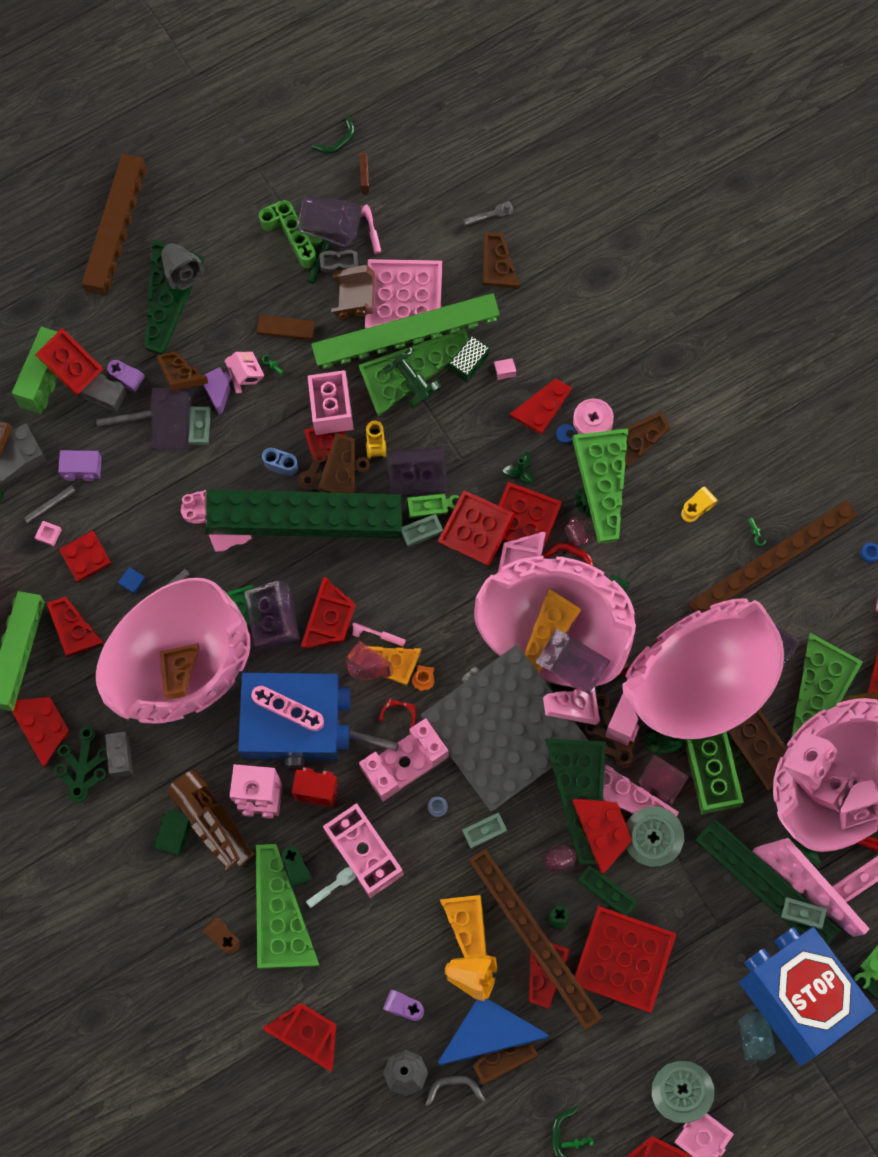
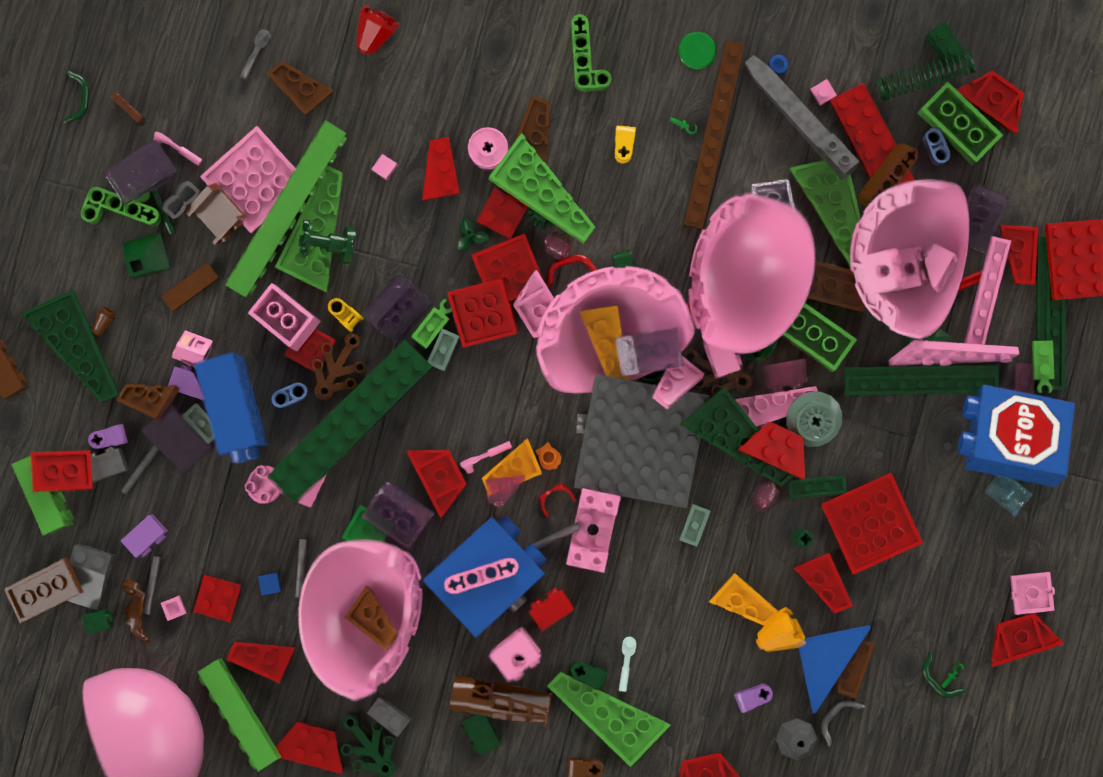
camera: 45 degrees left, 15 degrees up
(19, 510) = (135, 609): none -> reddish brown plant
(181, 266) = (65, 316): dark grey cone -> none
(203, 295) = (103, 320): none -> reddish brown cone
(230, 425) = (231, 407): none -> blue brick
(273, 365) = (210, 325): green hand -> none
(275, 279) = (145, 256): none -> dark green slope
(339, 468) = (340, 360): reddish brown wing -> none
(376, 867) = (606, 621): bright pink plate -> none
(437, 806) = (645, 539): sand blue plate -> none
(469, 359) = (352, 185): dark green panel -> none
(536, 940) = (800, 568): reddish brown plate -> none
(559, 475) = (502, 213): none -> red plate
(565, 434) = (477, 177): blue tile -> none
(589, 268) = (374, 30): none -> red cone
(683, 1107) = (981, 587): sand green piece -> none
(729, 417) = (584, 52): none -> bright green beam
(803, 913) = (965, 378): sand green plate -> none
(817, 489) = (697, 50): none -> green piece
(852, 607) = (819, 138): none -> flat silver piece
(853, 958) = (1023, 378): none -> clear pink plate

